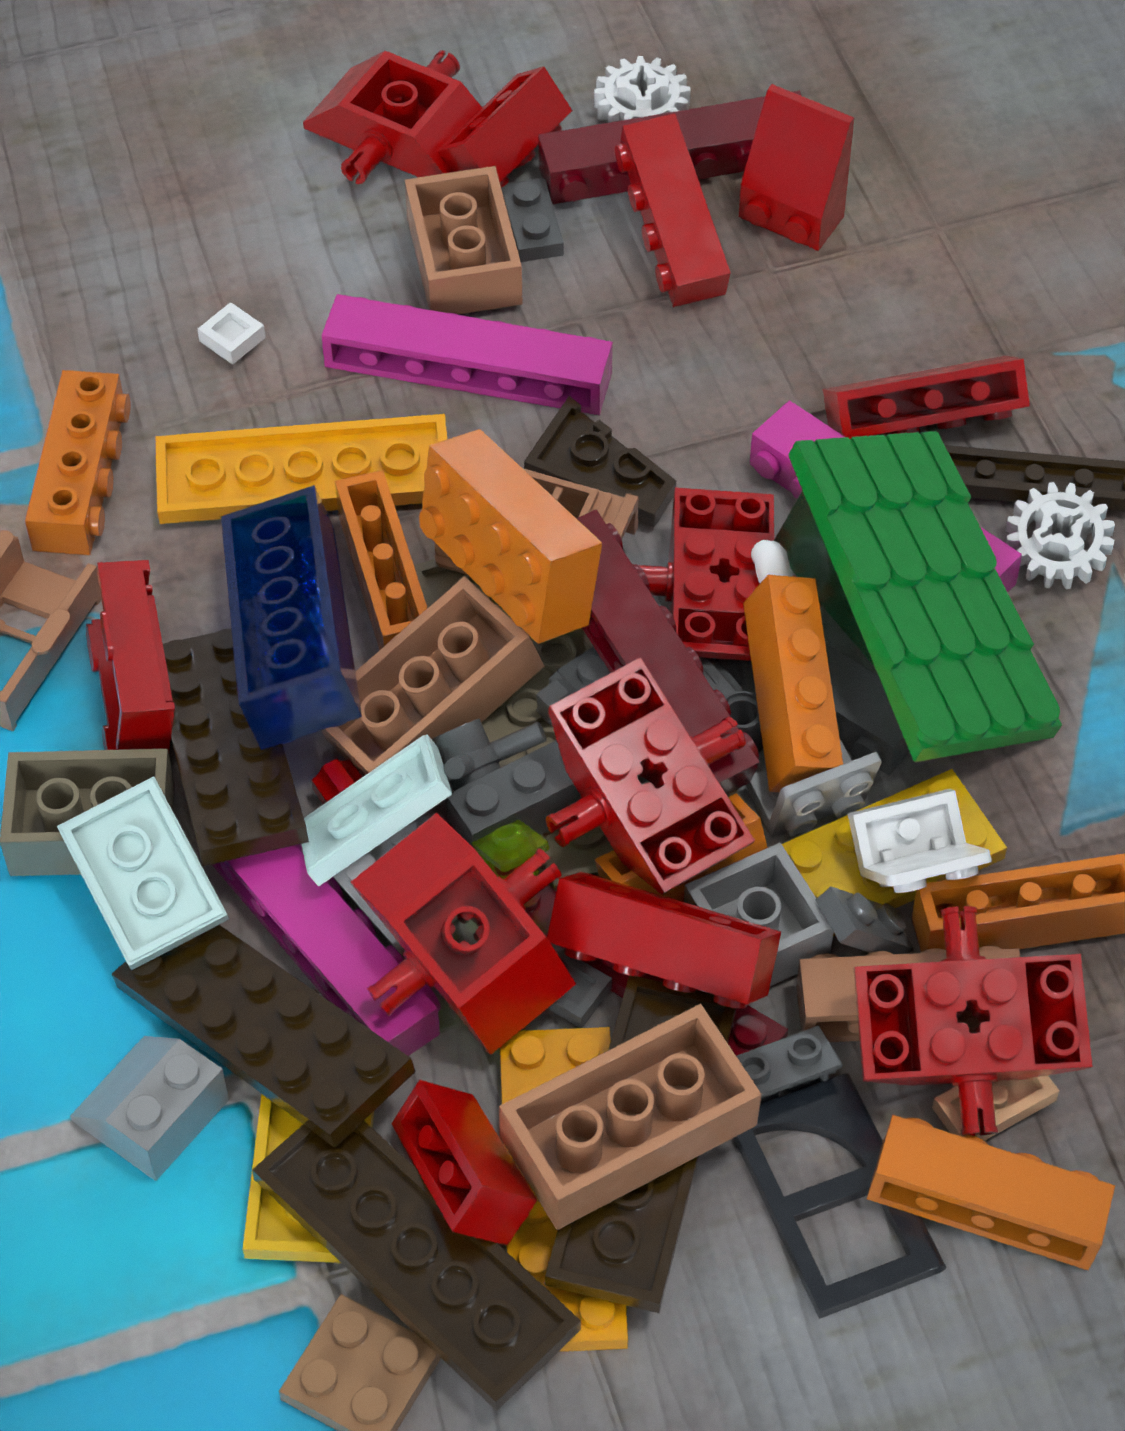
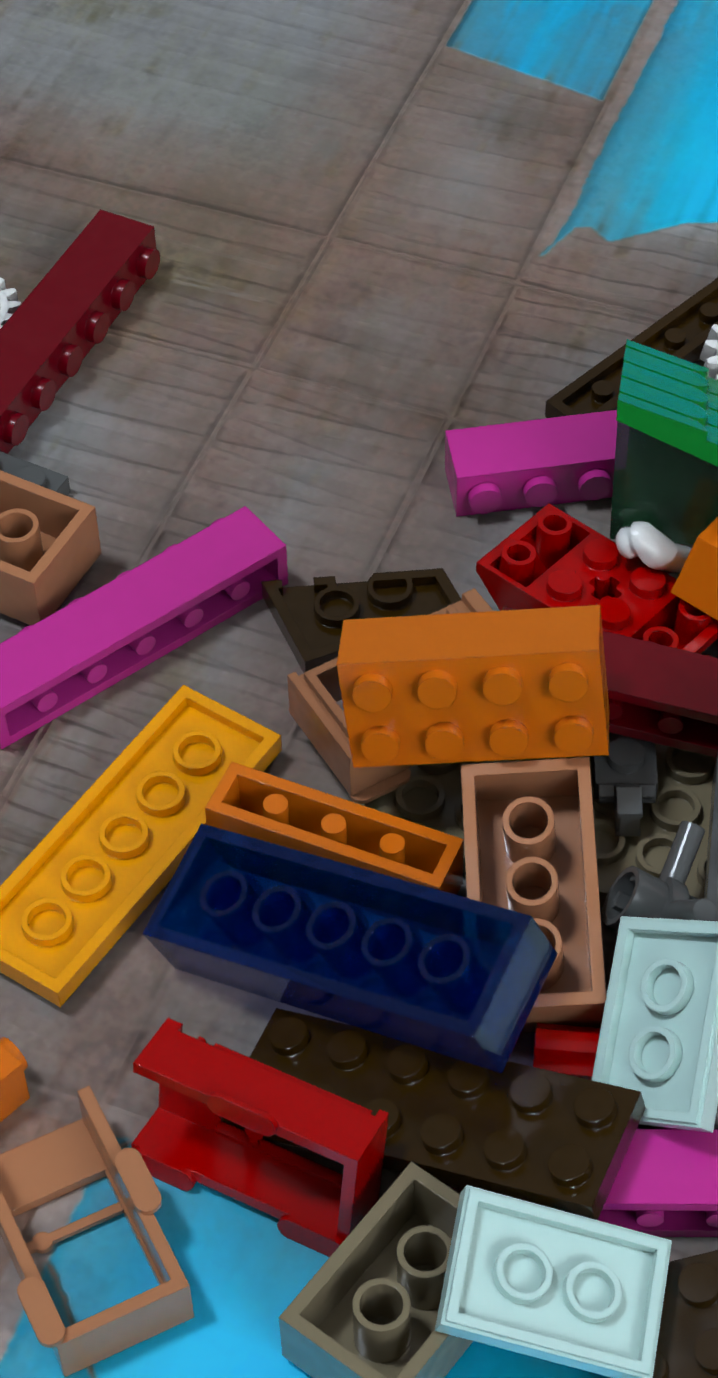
camera: 50 degrees left, 5 degrees down
(672, 210) = (139, 369): red brick -> none
(797, 168) = (200, 257): red slope -> none
(928, 397) = (530, 345): red brick -> none

